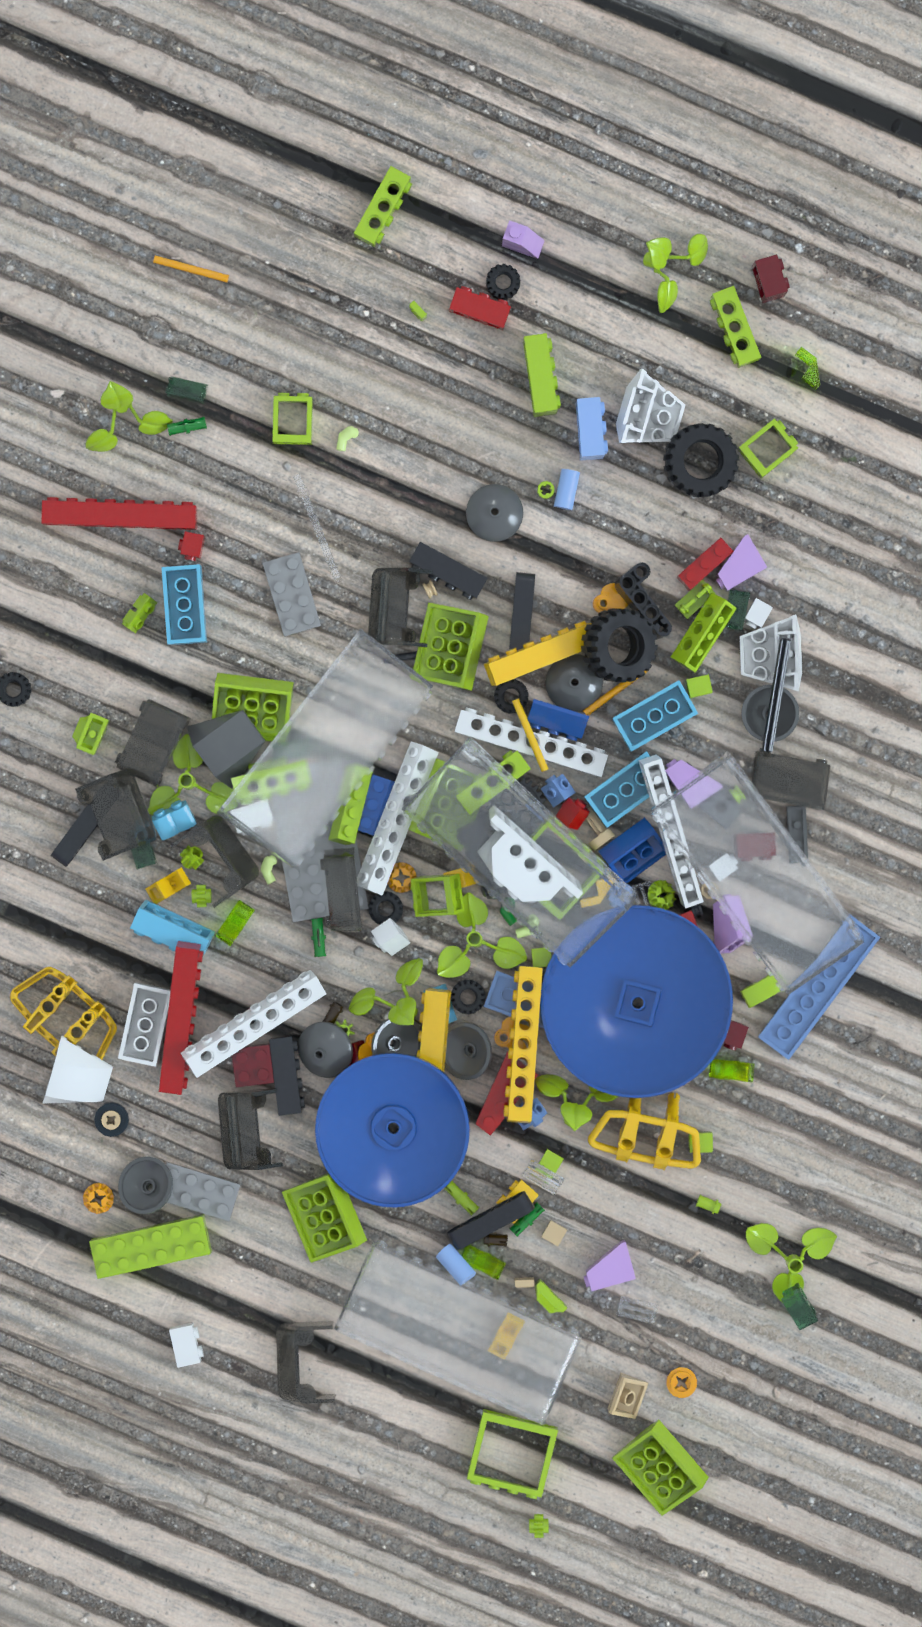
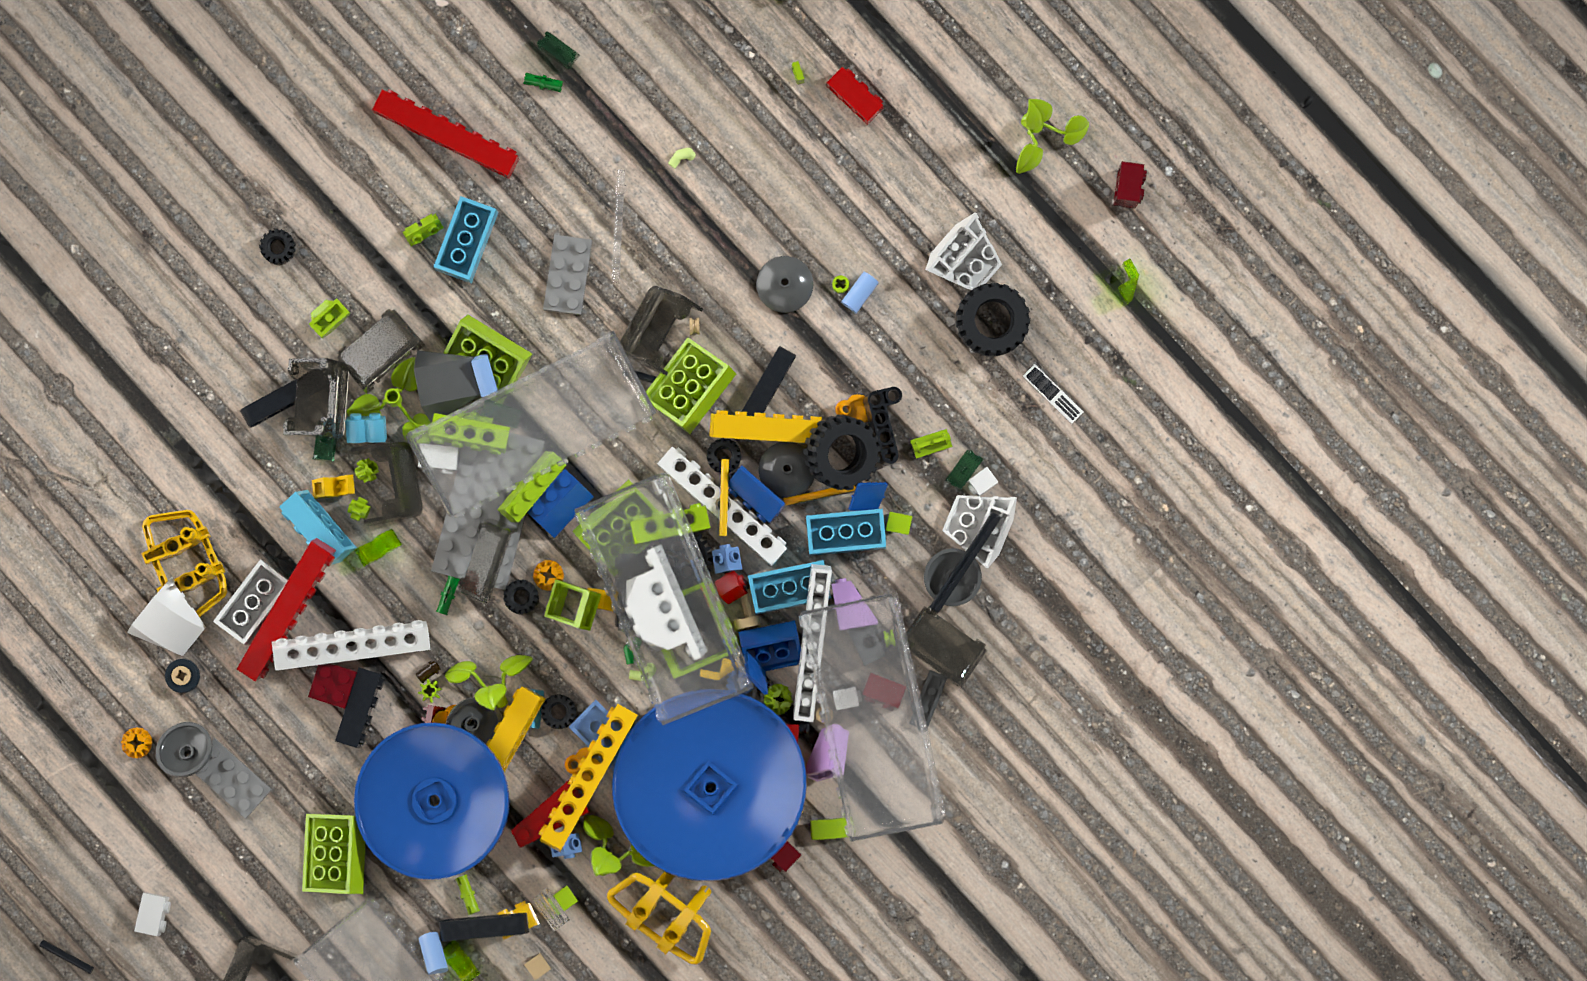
camera: 25 degrees right, 5 degrees down
(119, 400) = (492, 28): lime plant -> none
(126, 1417) = (66, 956): none -> black bar
(150, 1246) = (162, 808): lime brick -> none
(191, 546) = (497, 190): red brick -> none
(241, 1130) = (296, 738): clear smoke windscreen -> none
(260, 722) = (484, 375): none -> light blue brick
(266, 868) = (430, 510): yellowish green arm -> none
(292, 439) = (632, 136): lime window -> none
(333, 1045) = (414, 699): dark grey dish -> none
(390, 937) = (512, 624): white brick -> none
(393, 823) = (562, 523): white brick -> none
(448, 570) = (719, 317): black brick -> none
(454, 963) = (561, 674): lime plant -> none
(460, 1059) = (526, 766): dark grey dish -> none
(496, 1240) = (480, 947): dark brown pin -> none
(503, 270) = (887, 70): black tyre -> none
(518, 1227) = (518, 942): green pin -> none
(522, 239) = (920, 50): lavender slope -> none
(540, 375) = (881, 179): lime brick -> none
(540, 957) = (641, 705): lime tile -> none
(591, 428) = (906, 246): light blue brick -> none
(632, 881) = (756, 673): none -> blue piece
(660, 674) = (868, 496): none -> blue piece
(703, 632) = (925, 476): lime brick -> none
(704, 564) = (954, 415): red brick -> none
(706, 1142) = (714, 944): lime panel -> none
(729, 297) = (1084, 185): lime brick -> none
(732, 1070) = (769, 890): clear neon green slope -> none
(740, 565) = (987, 431): lavender slope -> none
(753, 460) = (1041, 344): lime window -> none
(785, 503) = (1053, 393): none -> sticker
(810, 1001) = (875, 856): medium blue plate -> none

